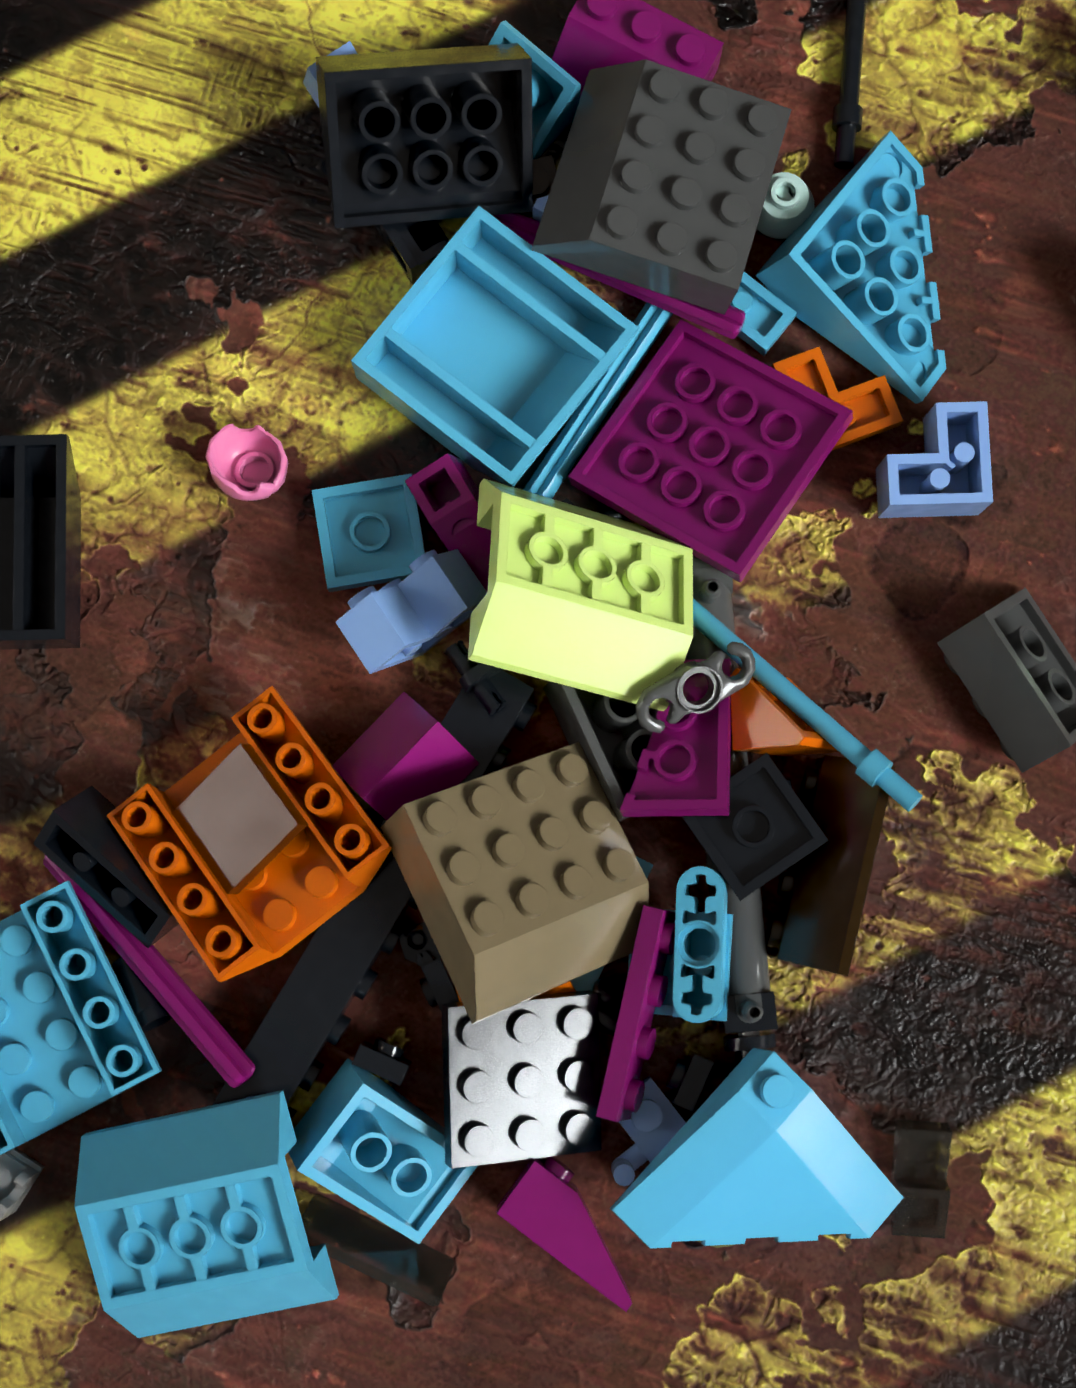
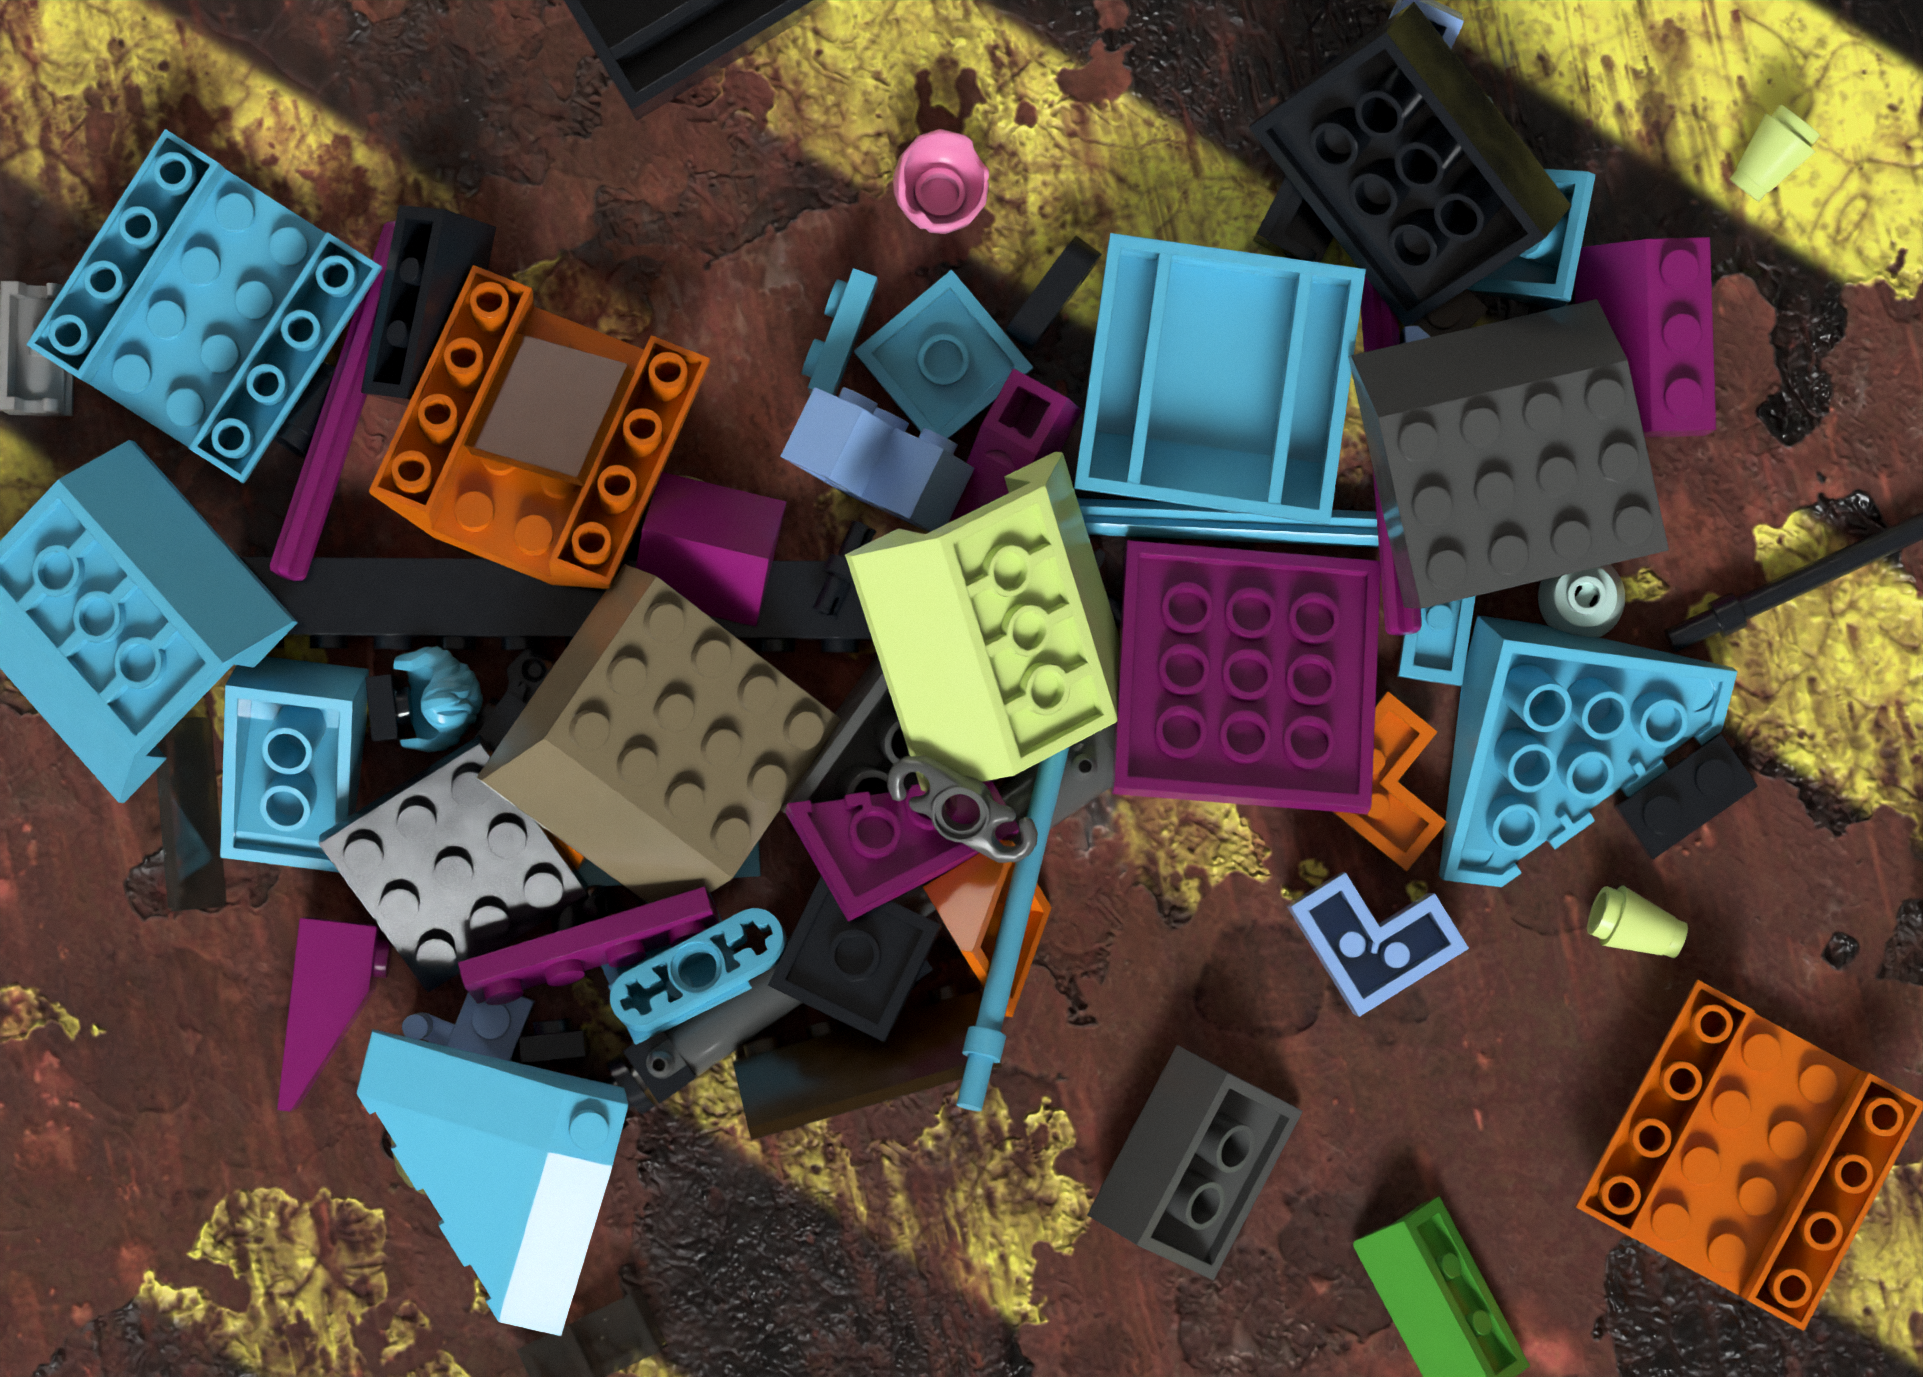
camera: 65 degrees right, 5 degrees up
(295, 576) = (848, 307): none -> medium azure plate
(369, 432) = (1053, 293): none -> black beam
(399, 1016) = (443, 698): none -> medium azure hair
(954, 214) = (1685, 796): none -> black plate
(1020, 295) = (1635, 924): none -> yellowish green cone

